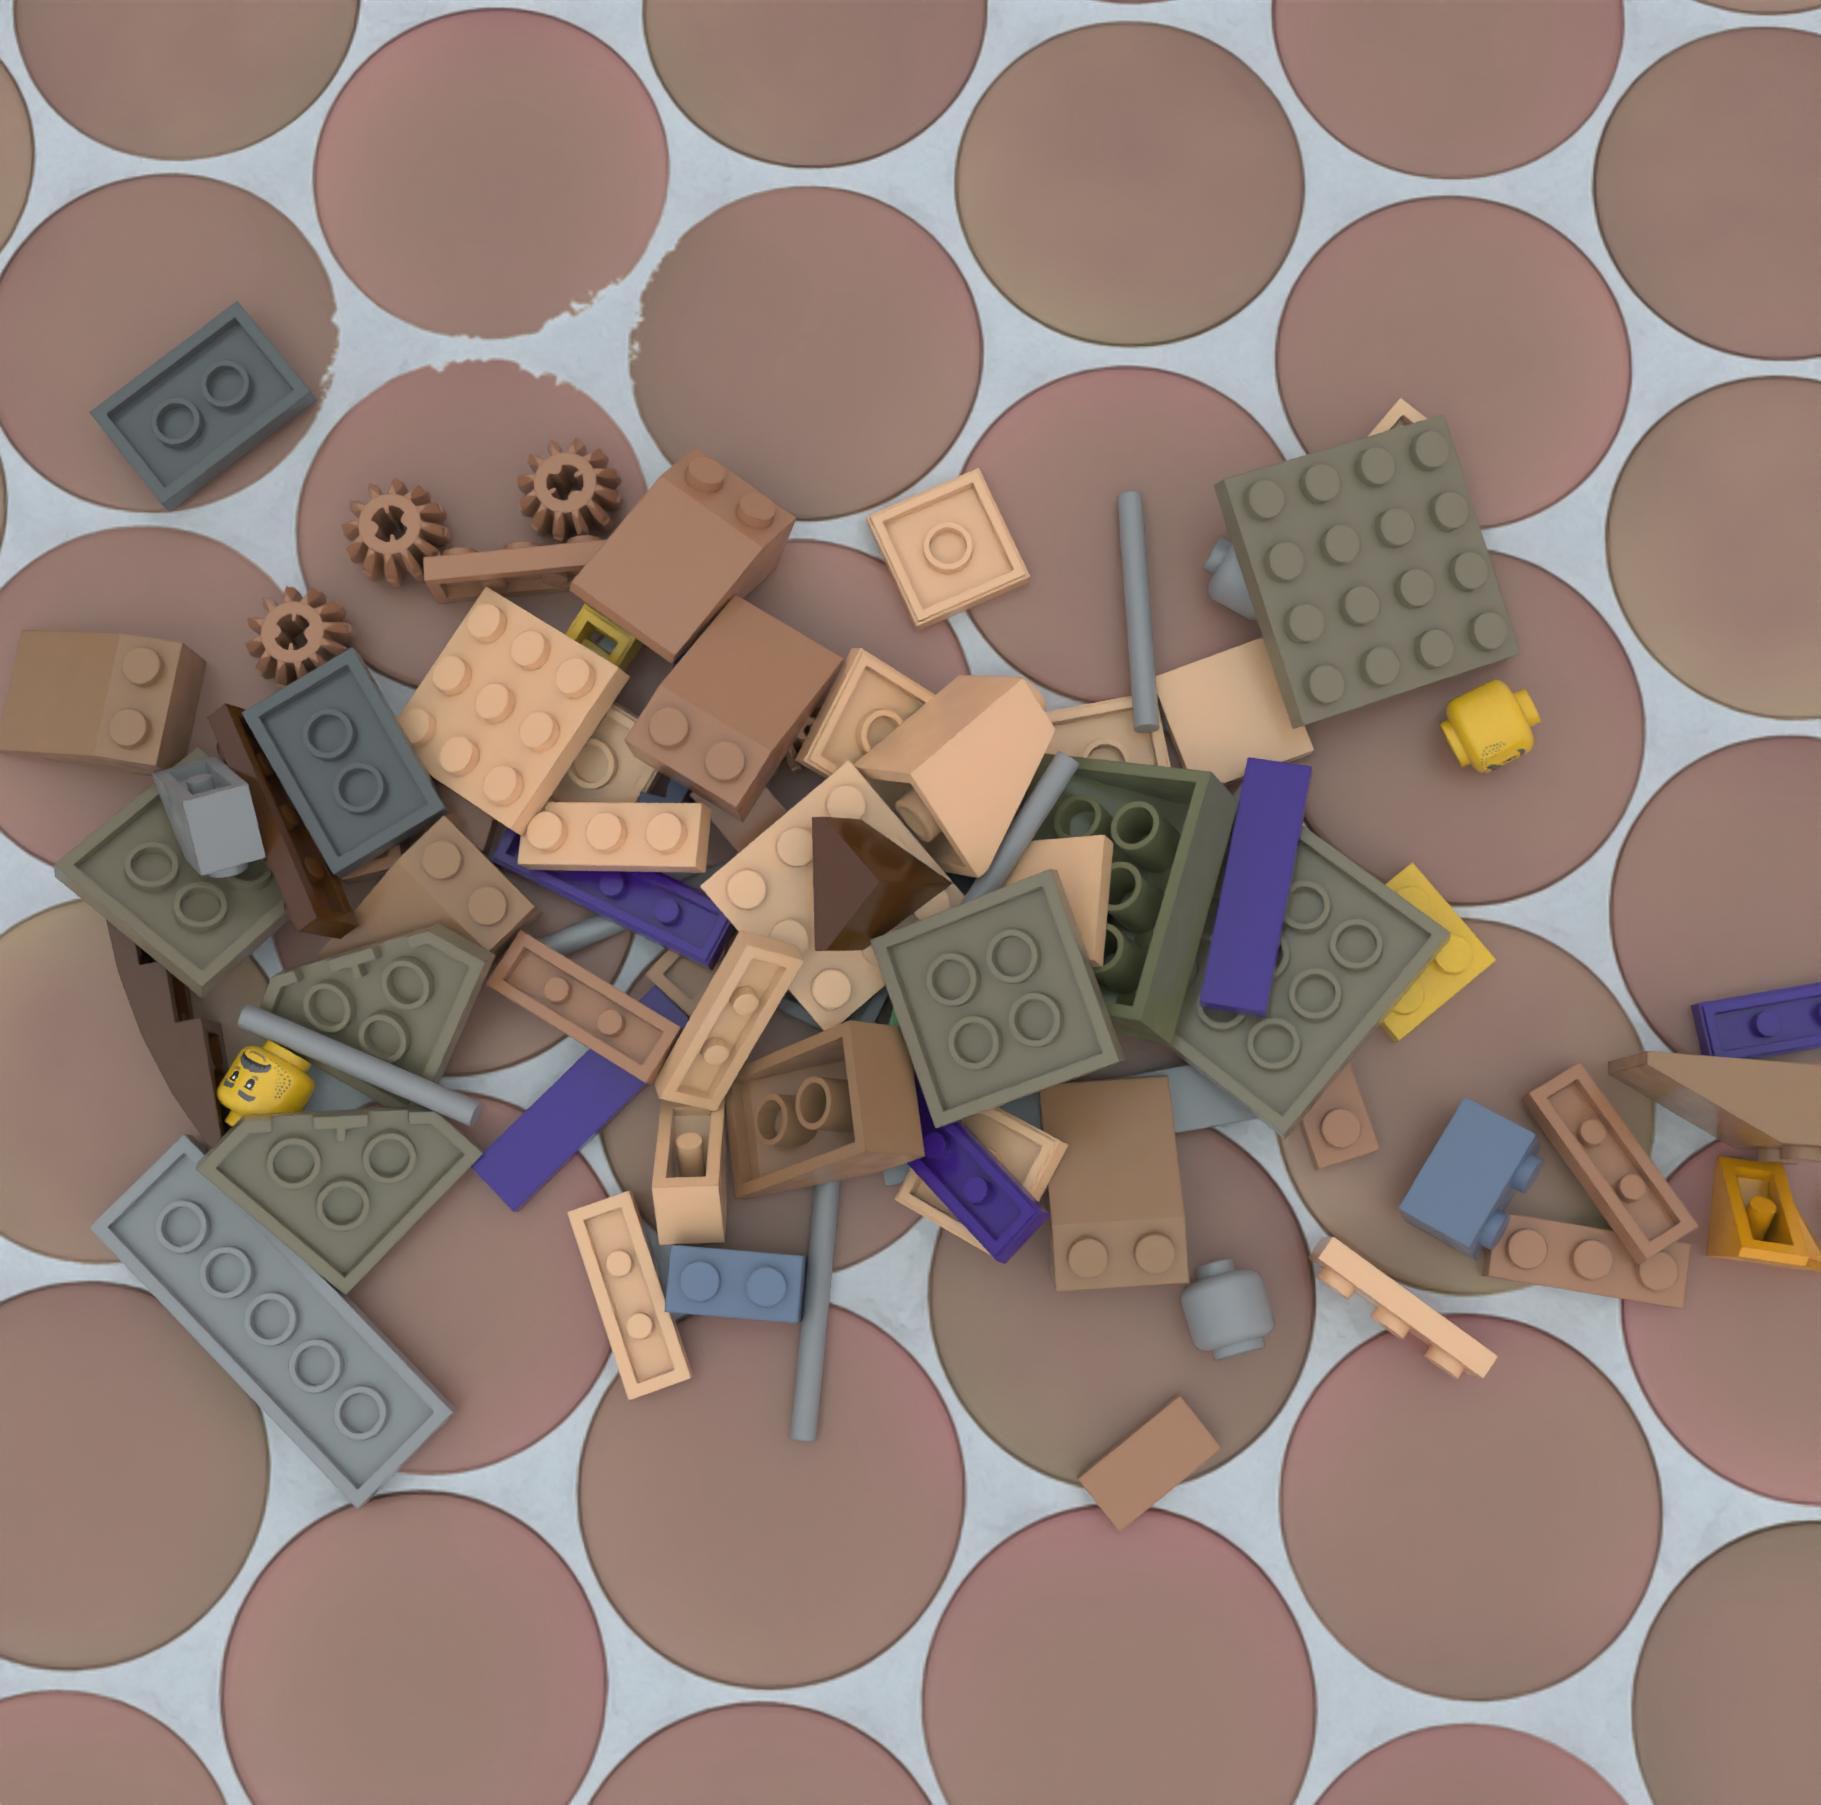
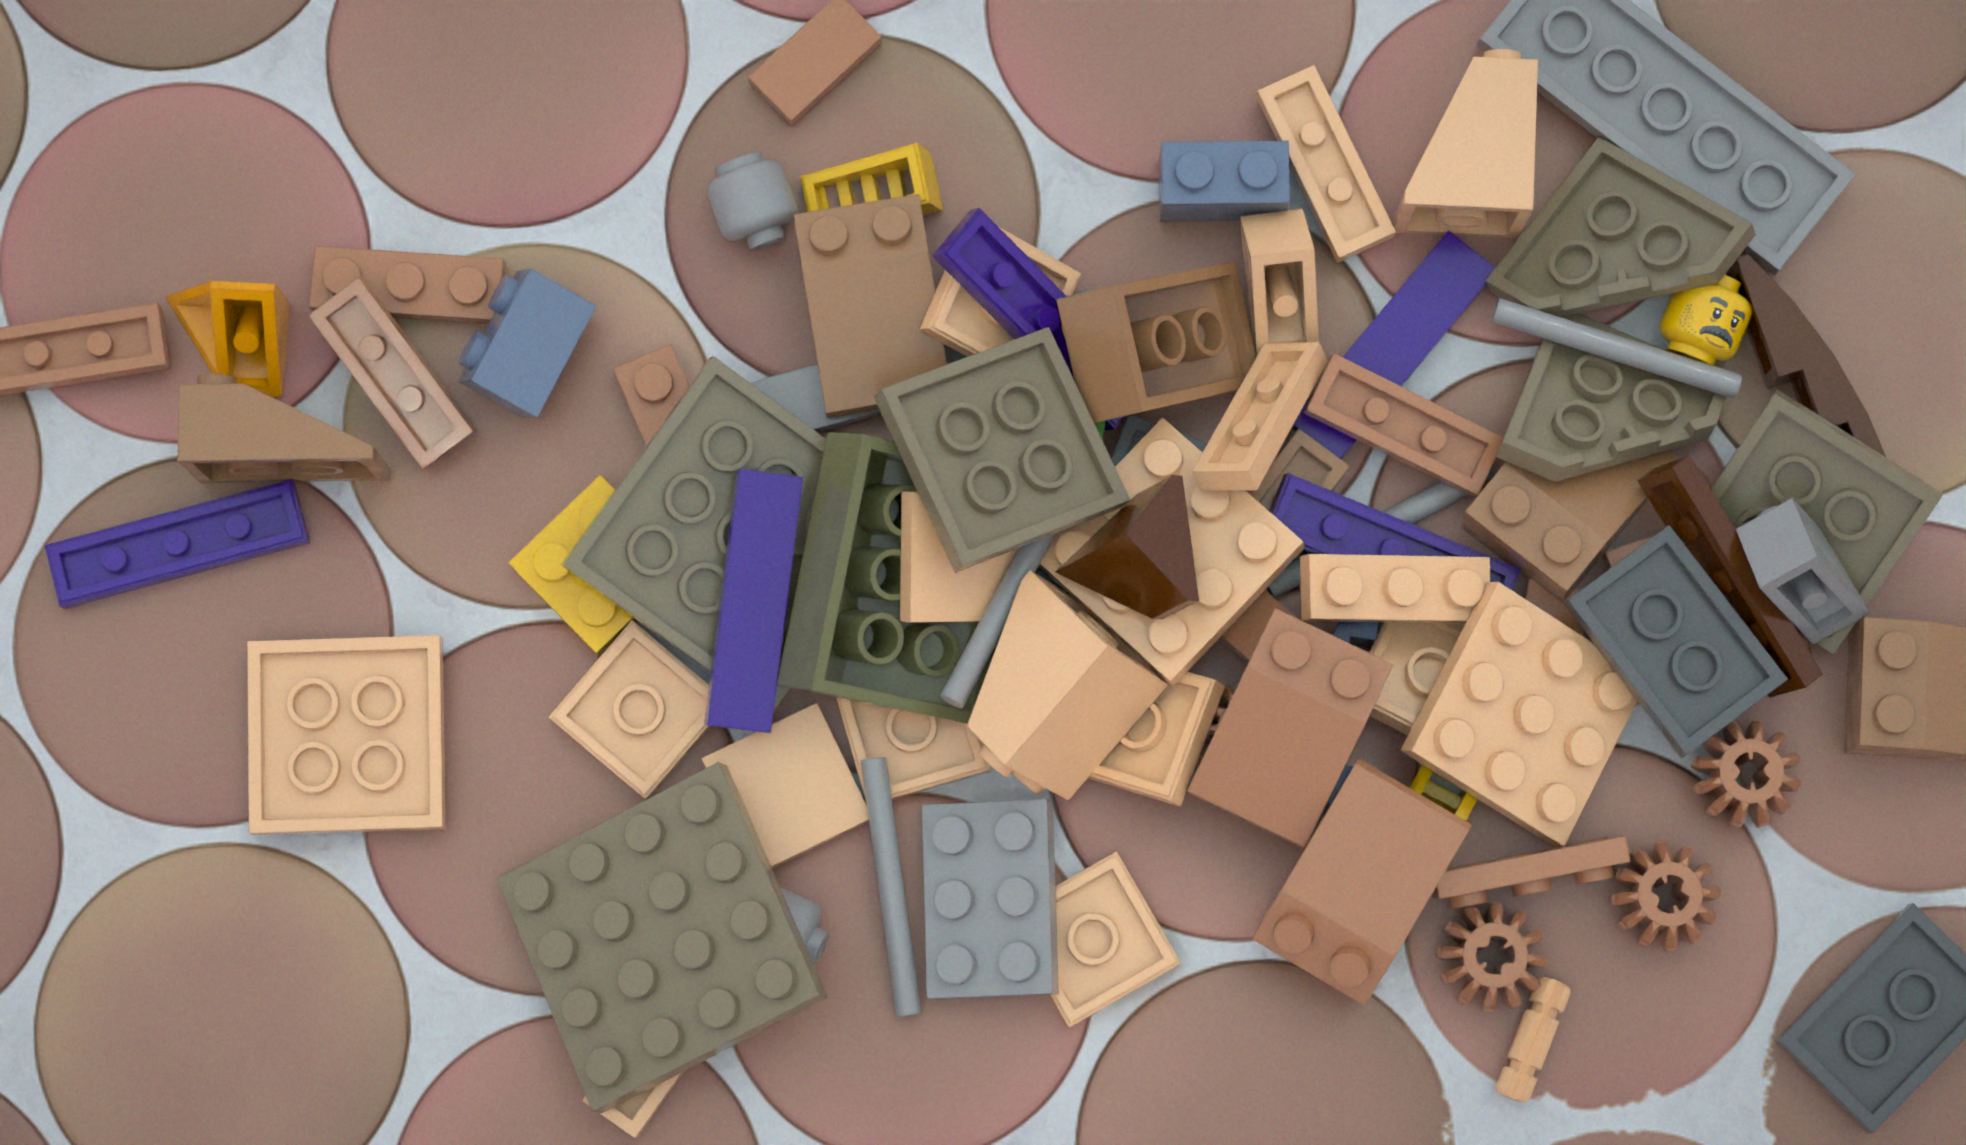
camera: 170 degrees right, 0 degrees up
(466, 1284) = (1481, 156): none -> light nougat slope
(542, 417) = (1533, 1040): none -> light nougat axle
(815, 1311) = (1146, 162): light grey bar -> none
(1043, 589) = (990, 899): none -> light grey plate
(1048, 1323) = (889, 163): none -> yellow slope
(1376, 802) = (636, 710): none -> light nougat tile
(1400, 1310) = (587, 218): light nougat plate -> none
(1490, 726) = (526, 795): yellow head -> none
(1664, 804) = (346, 735): none -> light nougat plate

